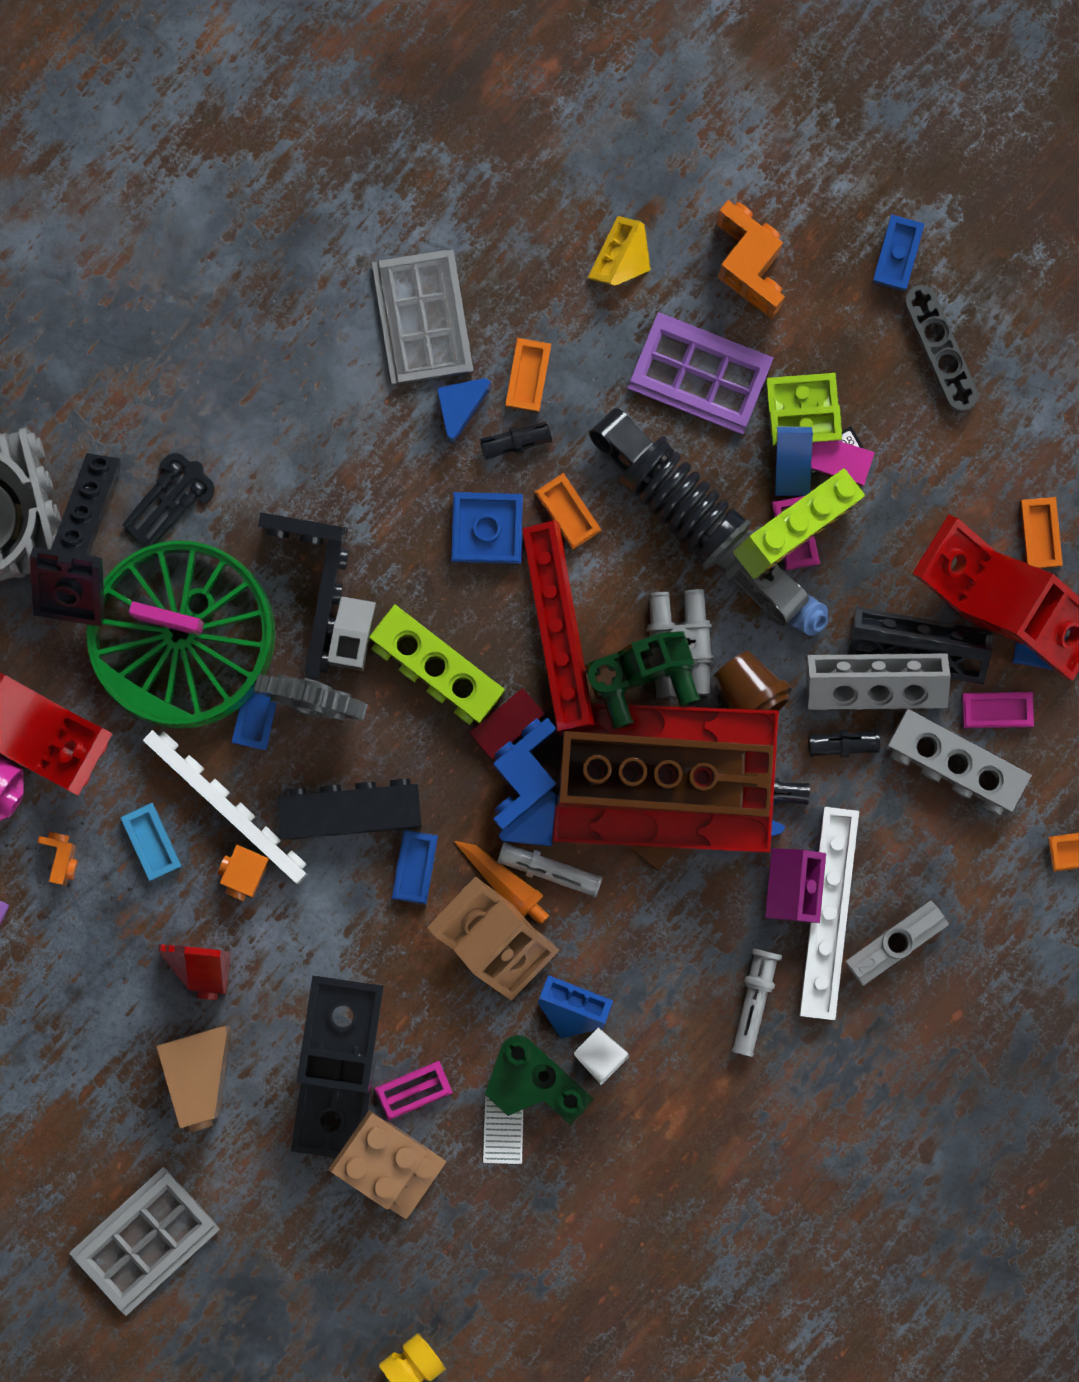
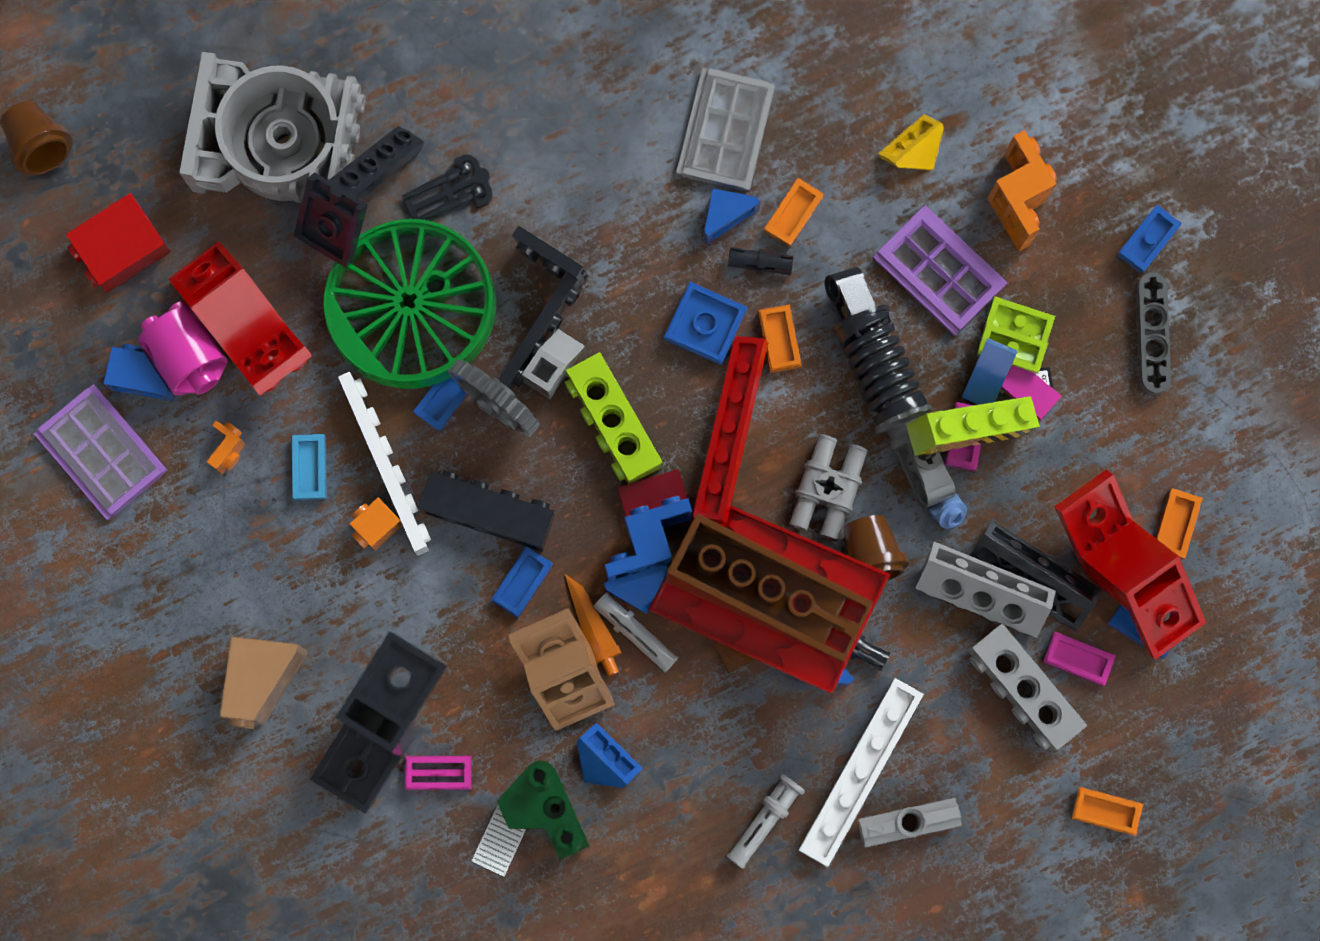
camera: 25 degrees right, 5 degrees down
(144, 1241) = (152, 804): light grey piece -> none
(166, 618) = (402, 282): dark pink tile -> none
(199, 968) = (301, 588): red wedge -> none
(387, 1165) = (385, 826): medium nougat bracket -> none
(601, 1055) = (611, 810): white piece -> none
(632, 672) = (778, 493): dark green piece -> none
(795, 885) = (842, 734): magenta brick -> none
(844, 743) = (934, 631): black pin -> none

